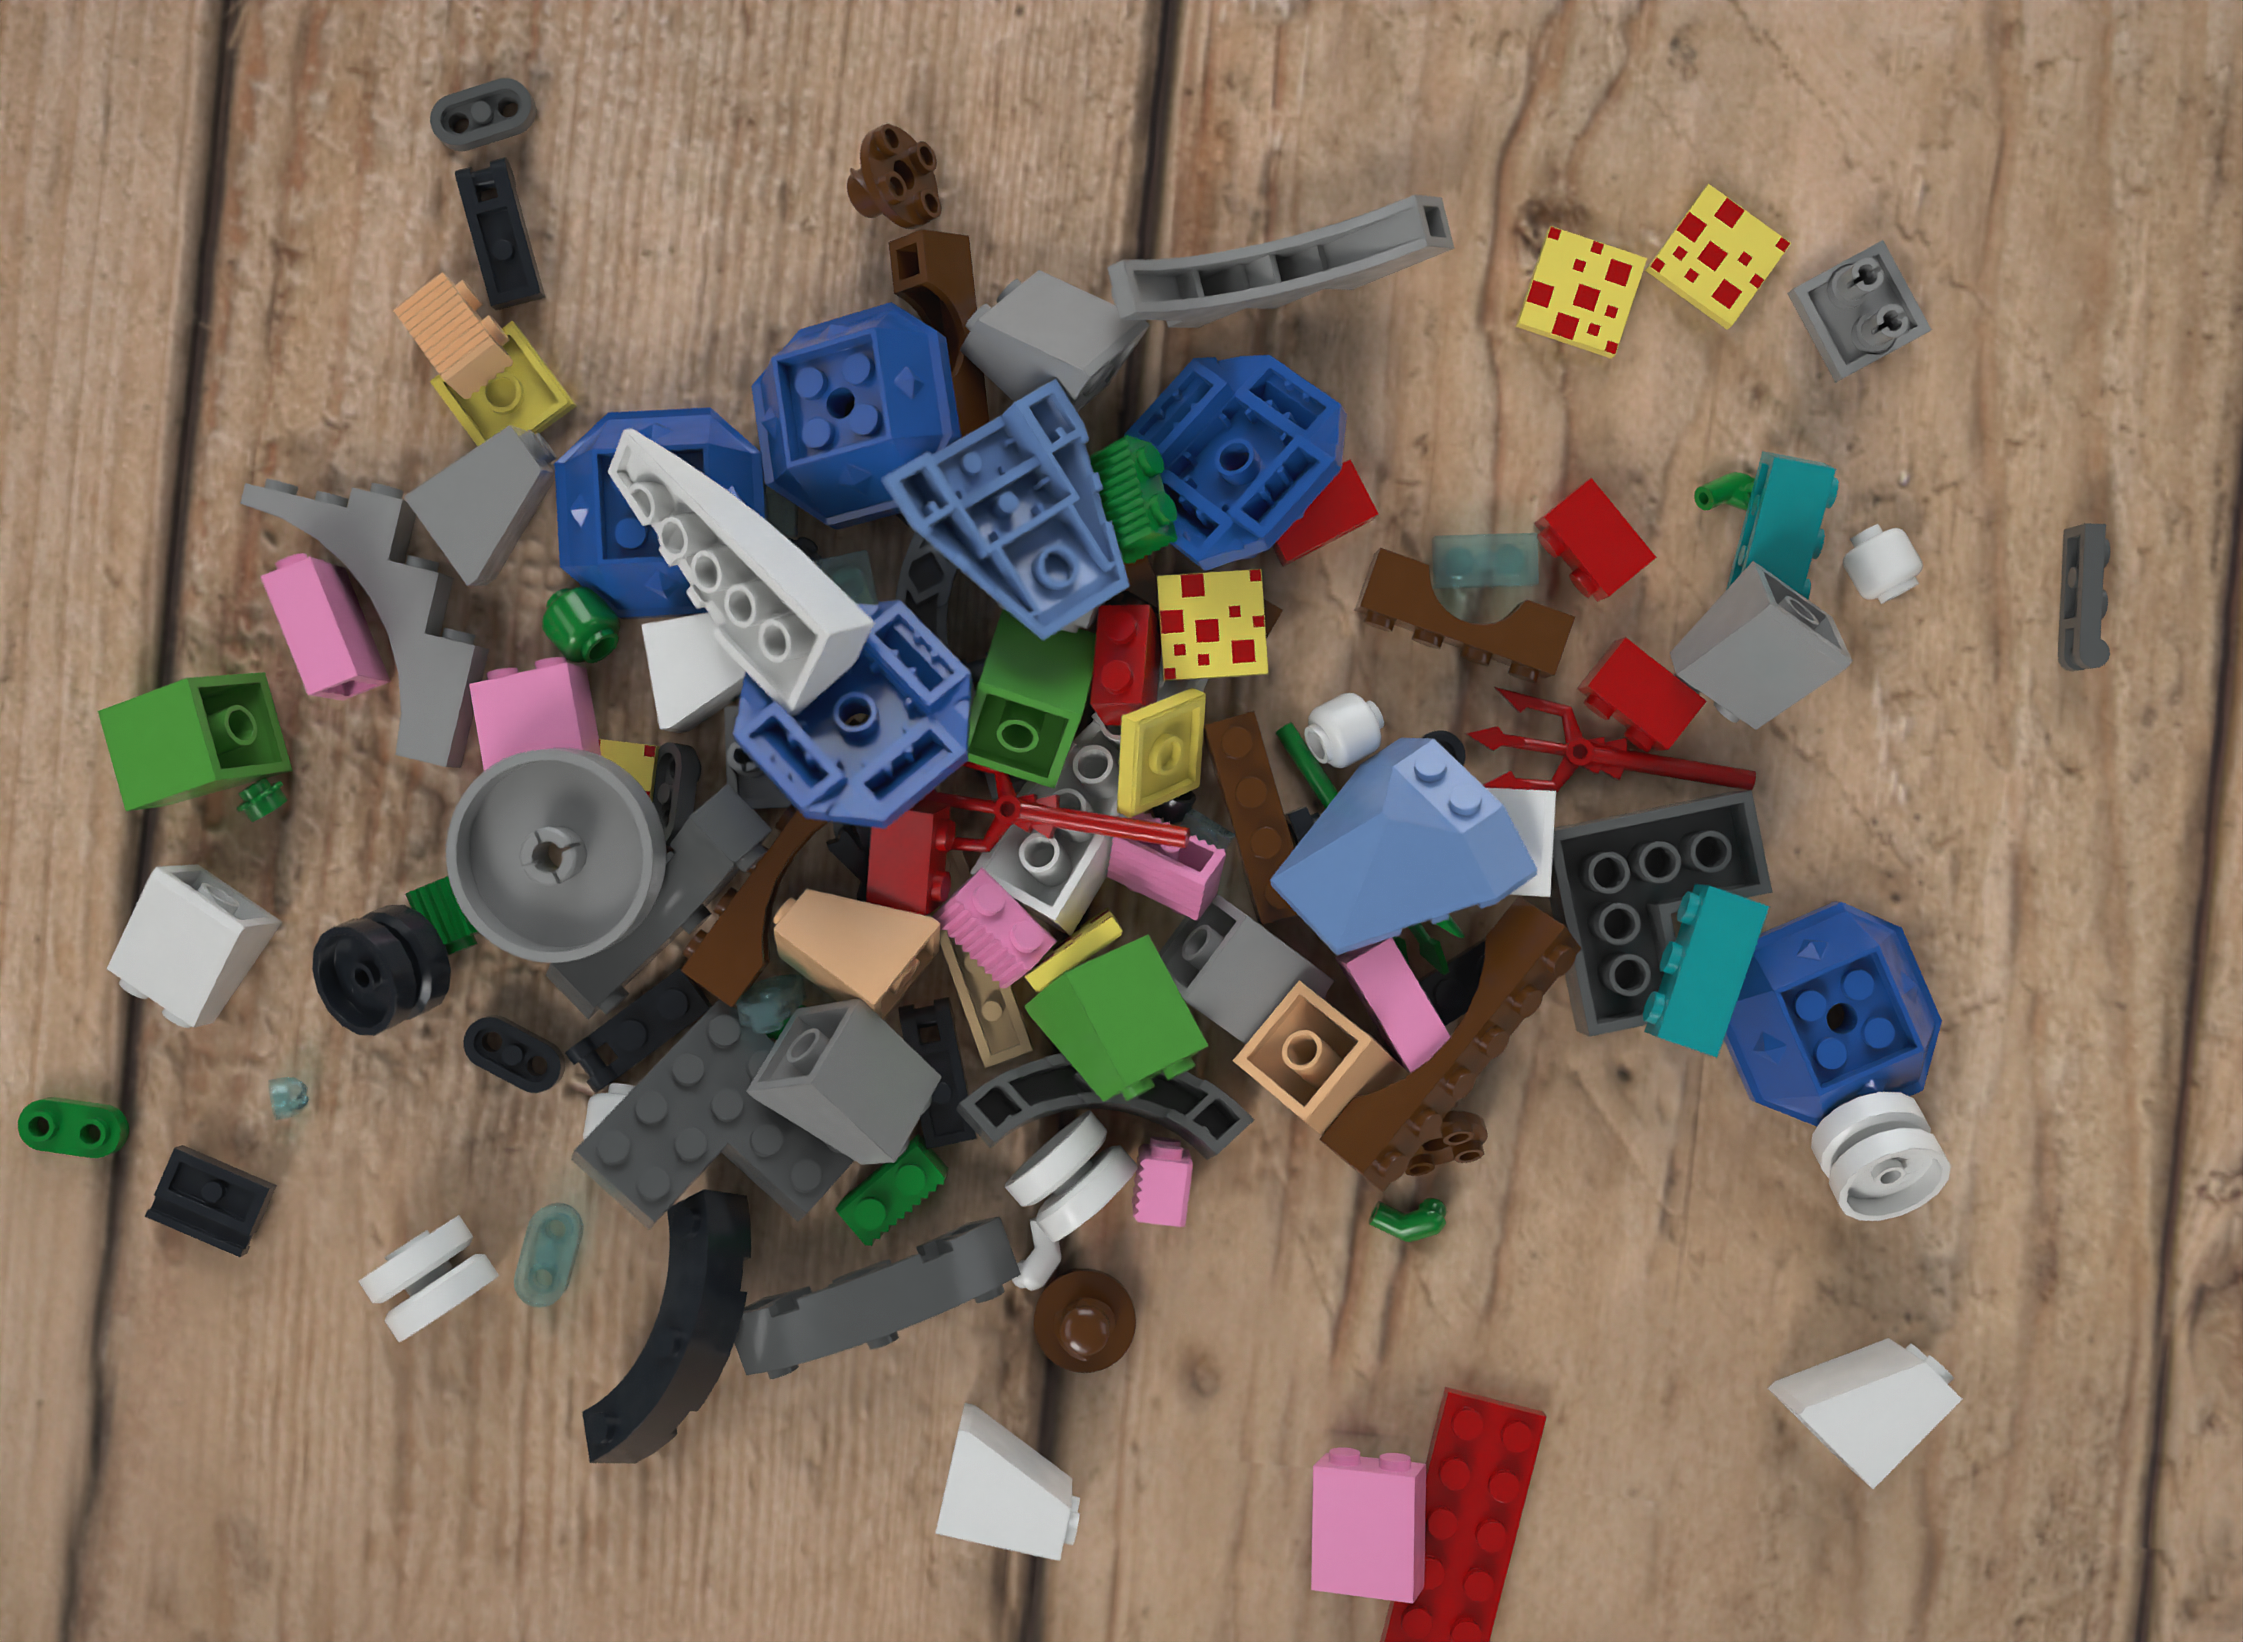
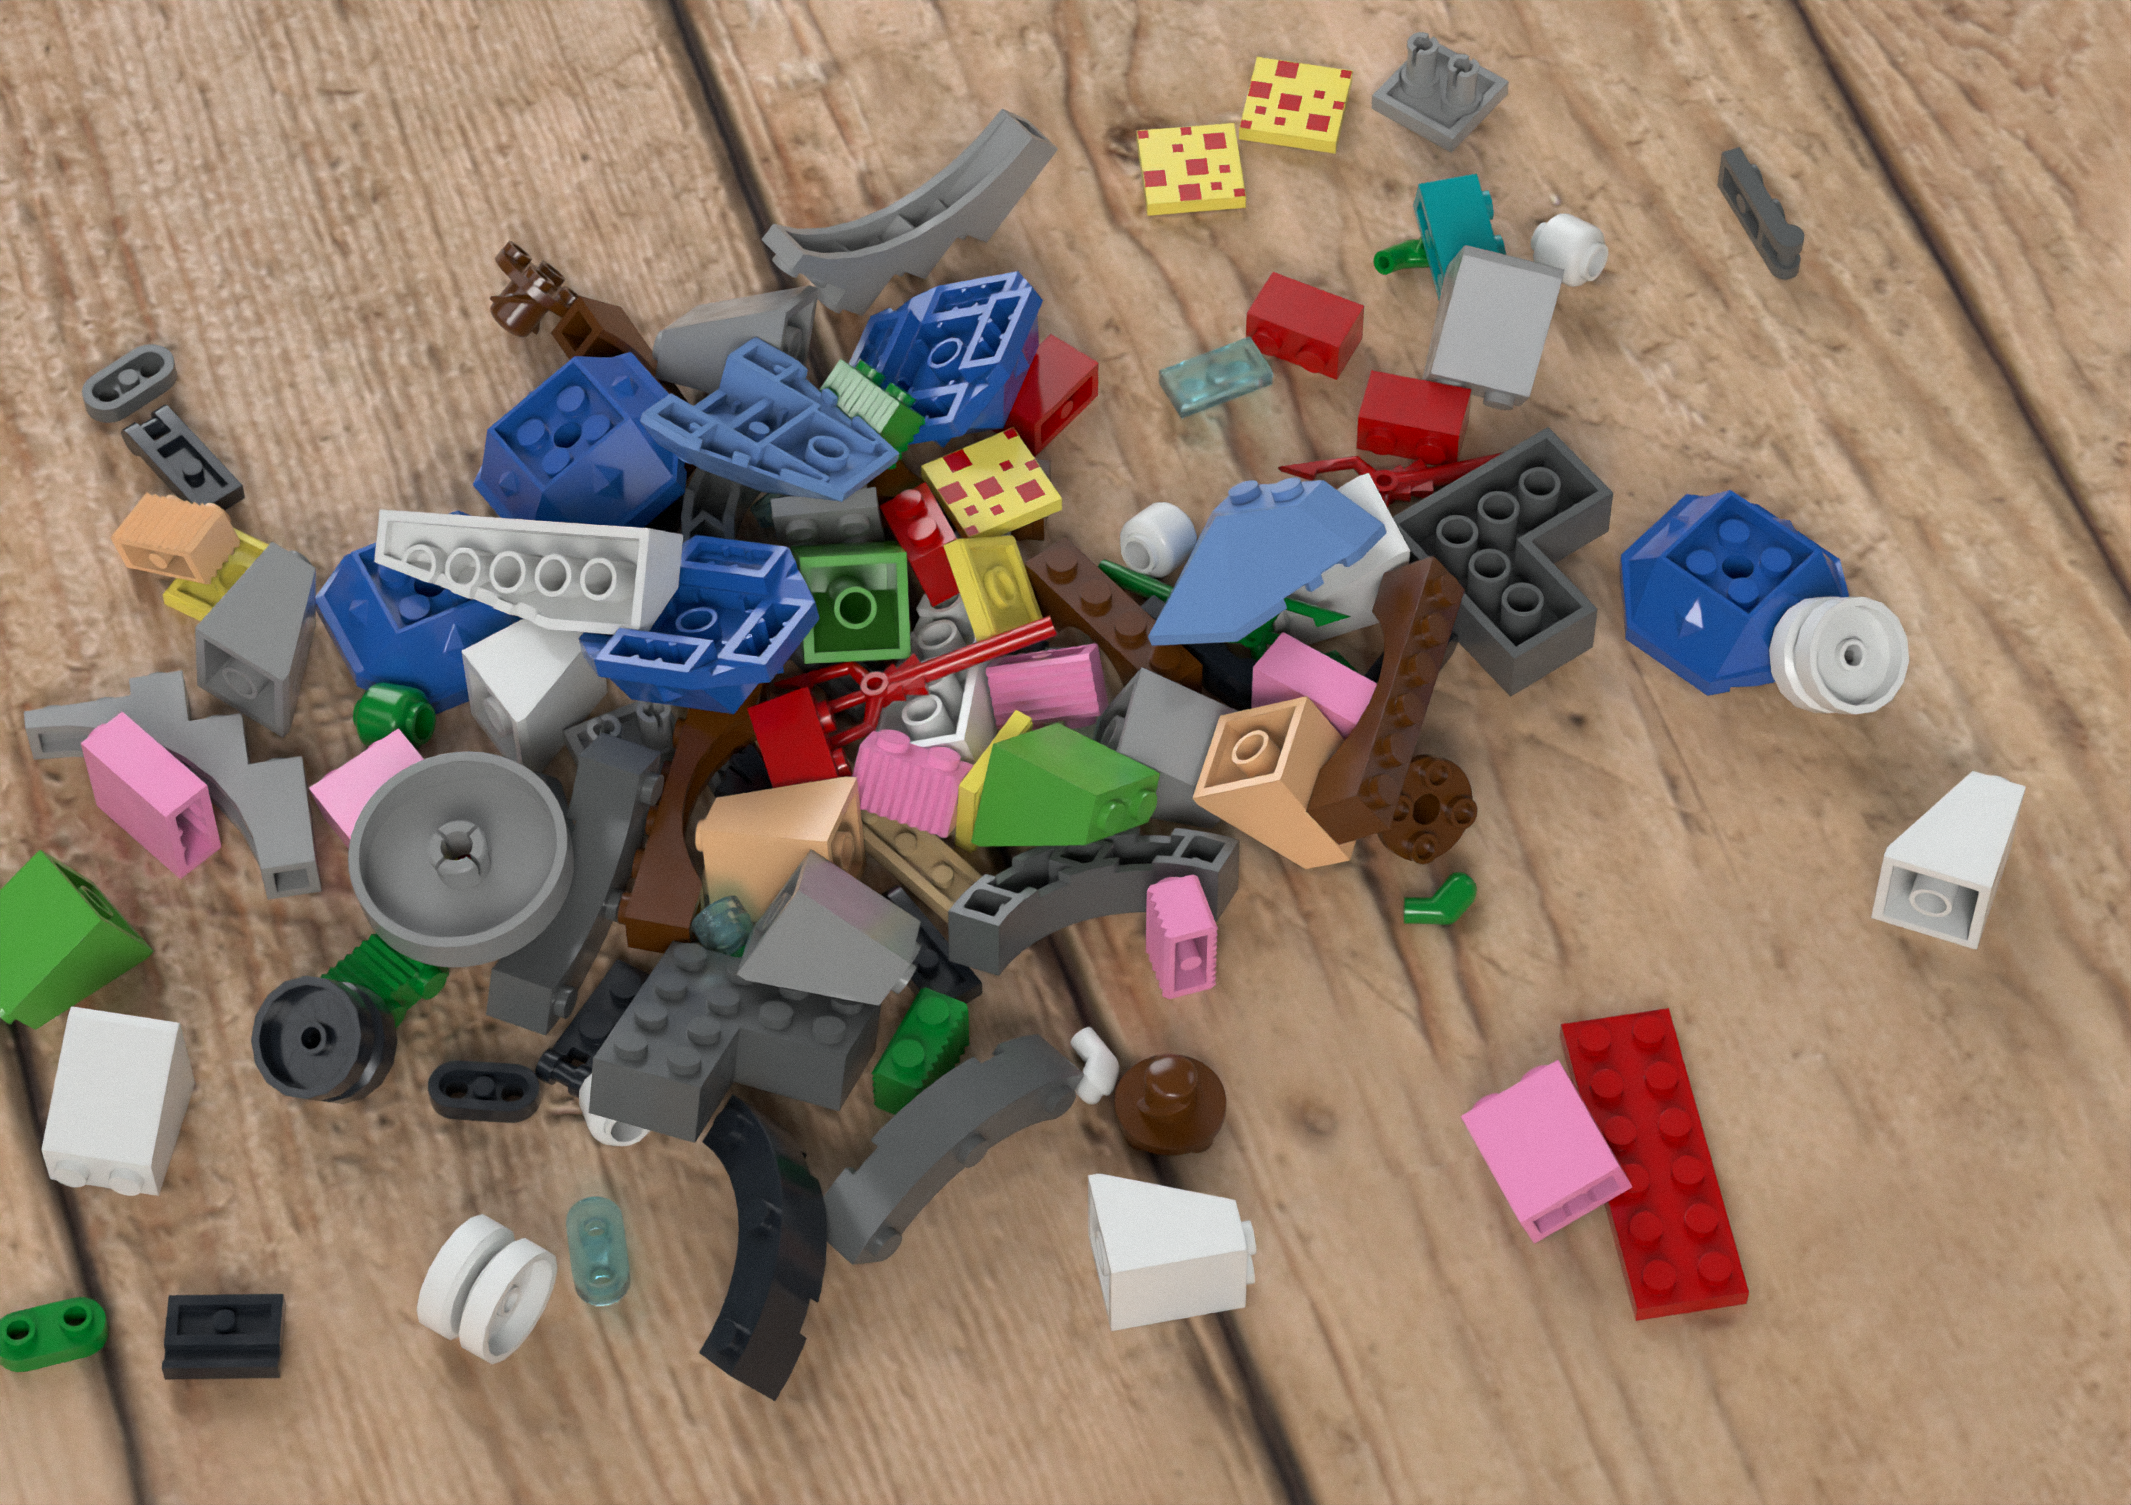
camera: 25 degrees left, 35 degrees down
(261, 799) = (136, 972): green plate -> none
(287, 1097) = (263, 1217): clear light blue hinge -> none
(1077, 1183) = (1089, 959): white wheel -> none
(1402, 595) = (1162, 428): reddish brown arch -> none
(1704, 968) = (1582, 555): teal brick -> none

